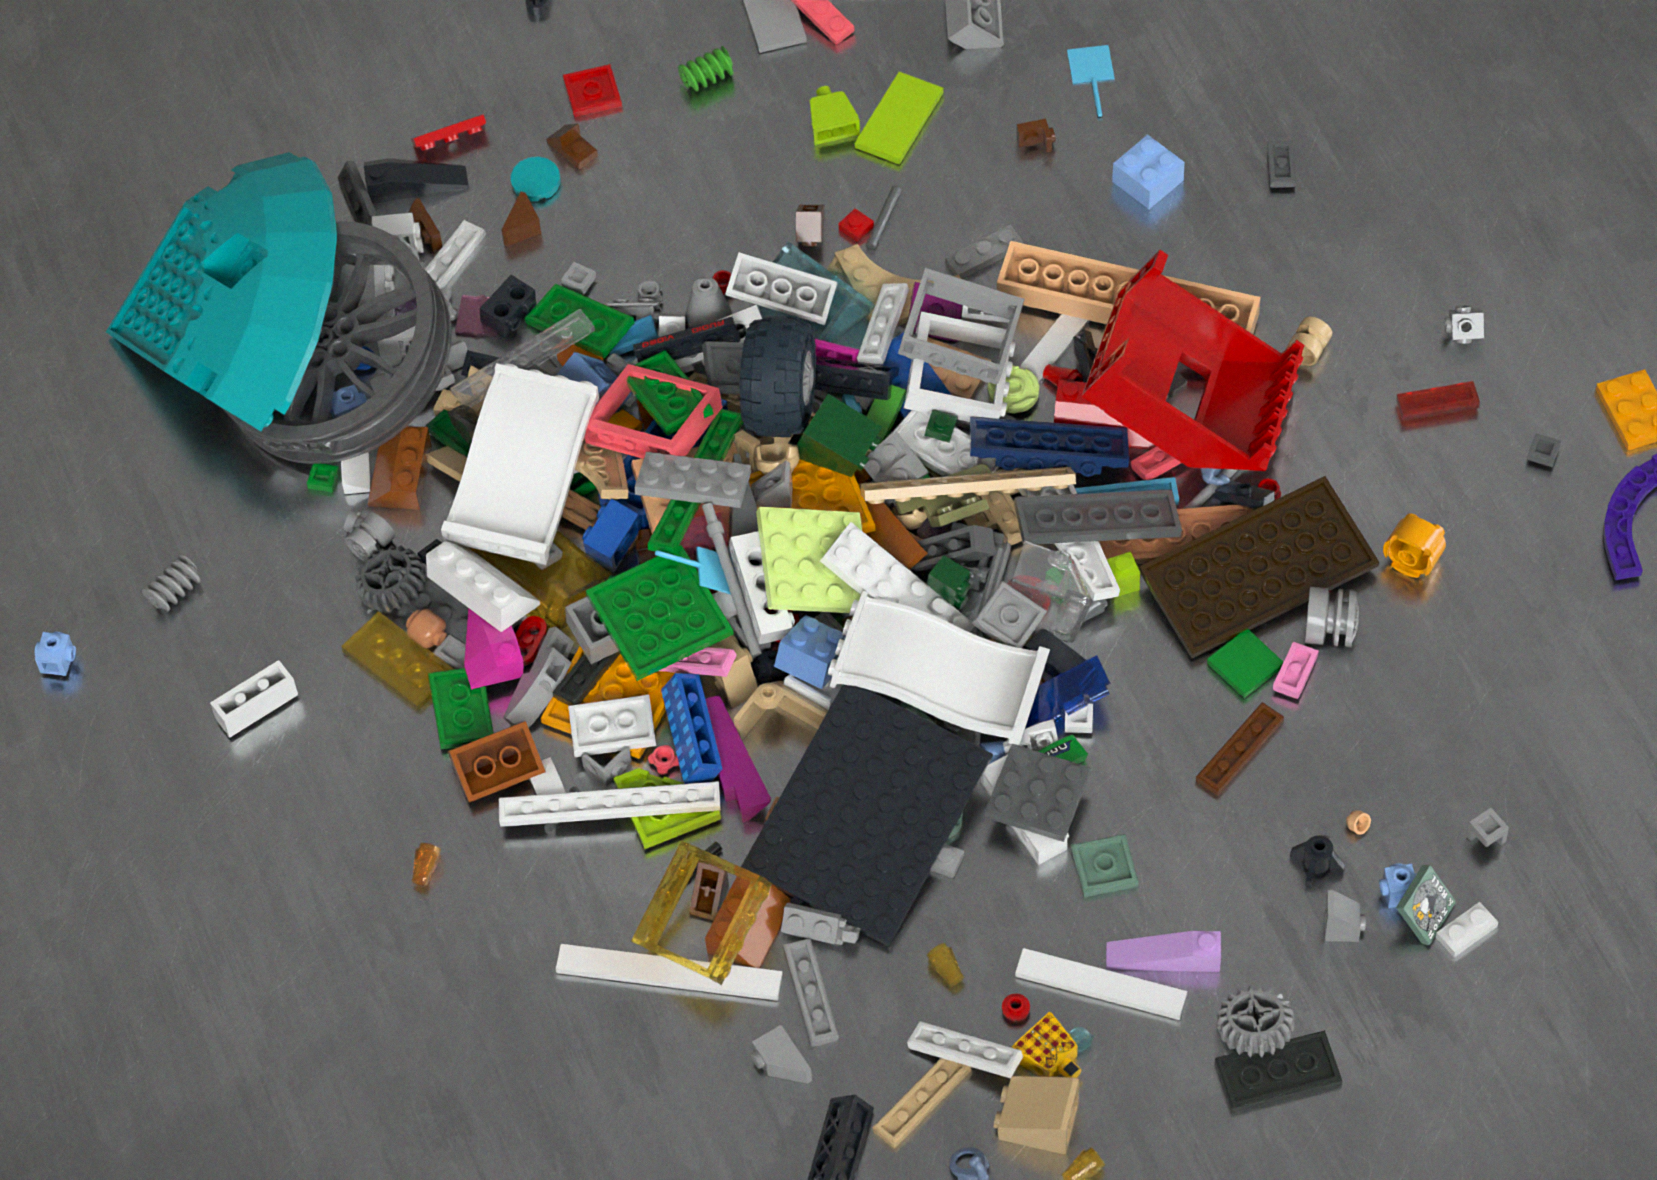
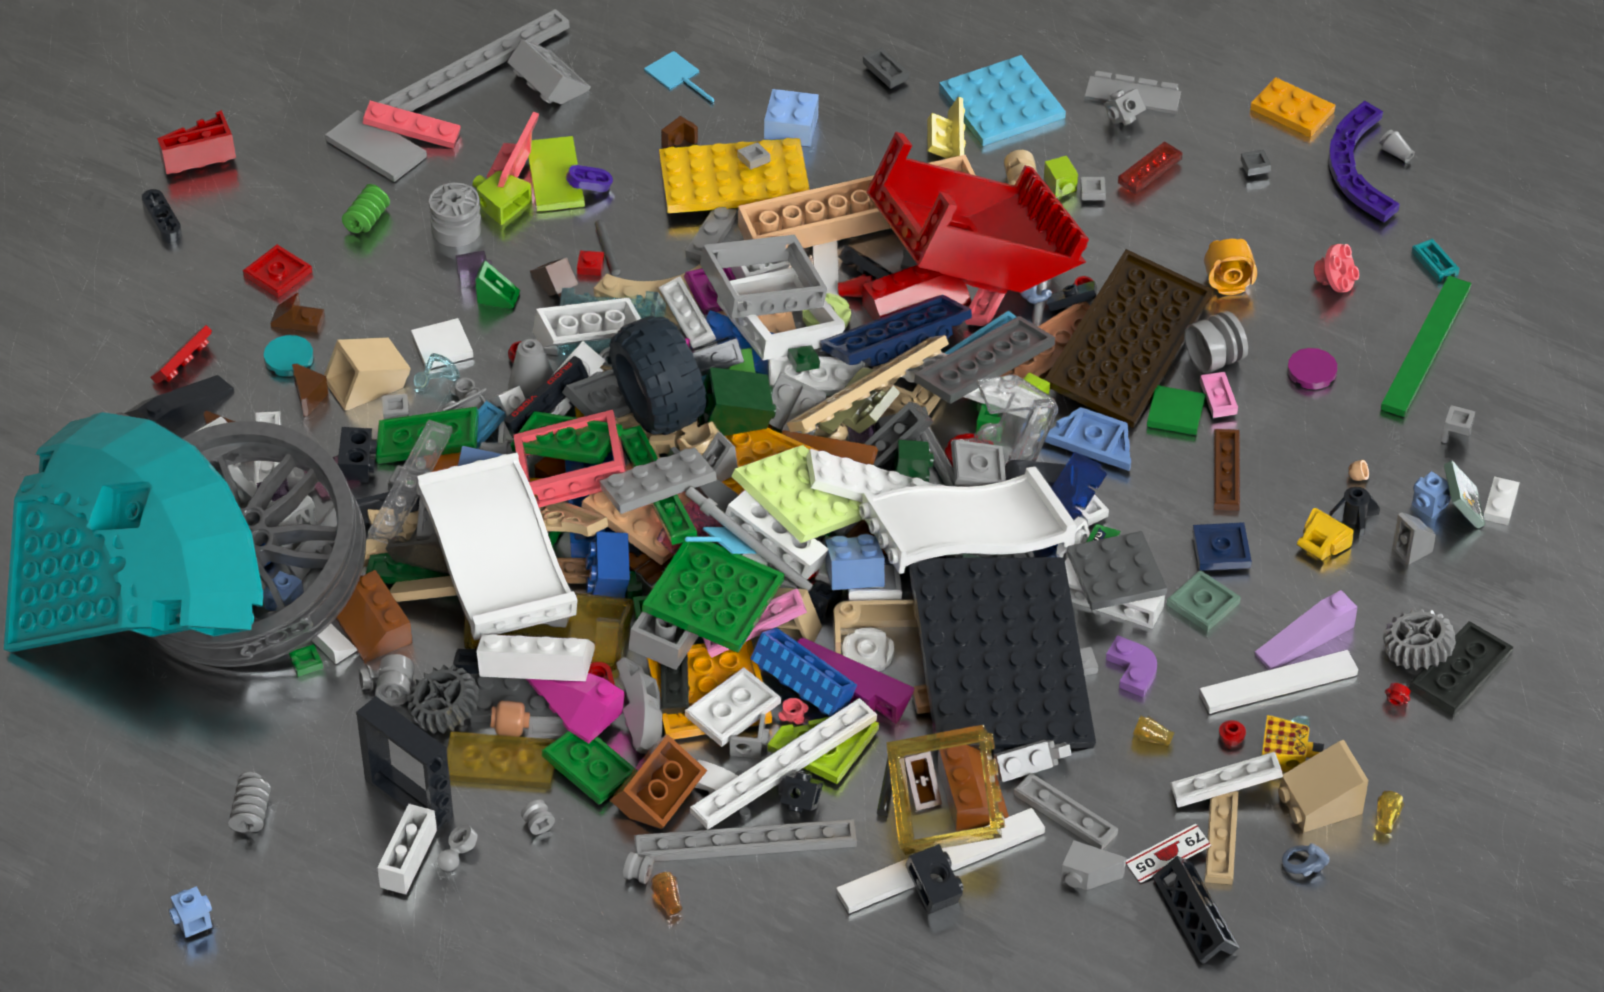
camera: 40 degrees left, 10 degrees down
(295, 623) = (381, 722): none -> black window
(305, 717) = (461, 840): none -> light grey plate
(380, 731) = (537, 817): none -> light grey wheel
(419, 826) = (638, 867): none -> light grey wheel
(529, 855) = (747, 840): none -> light grey tile
(580, 229) = (365, 370): none -> tan slope
(602, 839) = (809, 789): none -> black brick
(622, 261) = (422, 379): none -> clear light blue piece
(625, 562) = (634, 588): none -> dark green plate
(637, 970) = (932, 893): none -> black brick
(668, 236) = (443, 339): none -> white tile
(748, 178) = (468, 267): none -> clear purple brick
(750, 206) = (494, 288): none -> green slope
(772, 115) = (455, 214): none -> light grey wheel
(775, 739) = (869, 648): none -> white tile
(864, 1084) = (1182, 844): none -> white sticker
(869, 83) = (513, 156): none -> coral plate
(917, 139) = (589, 178): none -> dark purple plate
(995, 890) = (1138, 660): none -> medium lavender plate
(1050, 203) = (715, 177): none -> yellow plate
(1072, 195) = (753, 155): none -> light grey plate
(1144, 647) = (1093, 437): none -> medium blue wing
(1164, 822) = (1221, 546): none -> dark blue plate
(1193, 1062) = (1398, 694): none -> red plate
(1269, 867) = (1325, 533): none -> yellow piece
(1274, 262) = (945, 135): none -> light yellow bracket
(1344, 365) = (1060, 176): none -> lime brick
(1363, 255) = (1003, 100): none -> medium azure plate
(1365, 393) = (1093, 188): none -> light grey plate
(1409, 693) = (1312, 368): none -> magenta tile
(1501, 320) = (1154, 98): none -> light grey windscreen
(1518, 606) = (1337, 268): none -> coral plate
(1539, 731) = (1426, 346): none -> green tile
(1629, 666) = (1431, 261): none -> teal tile

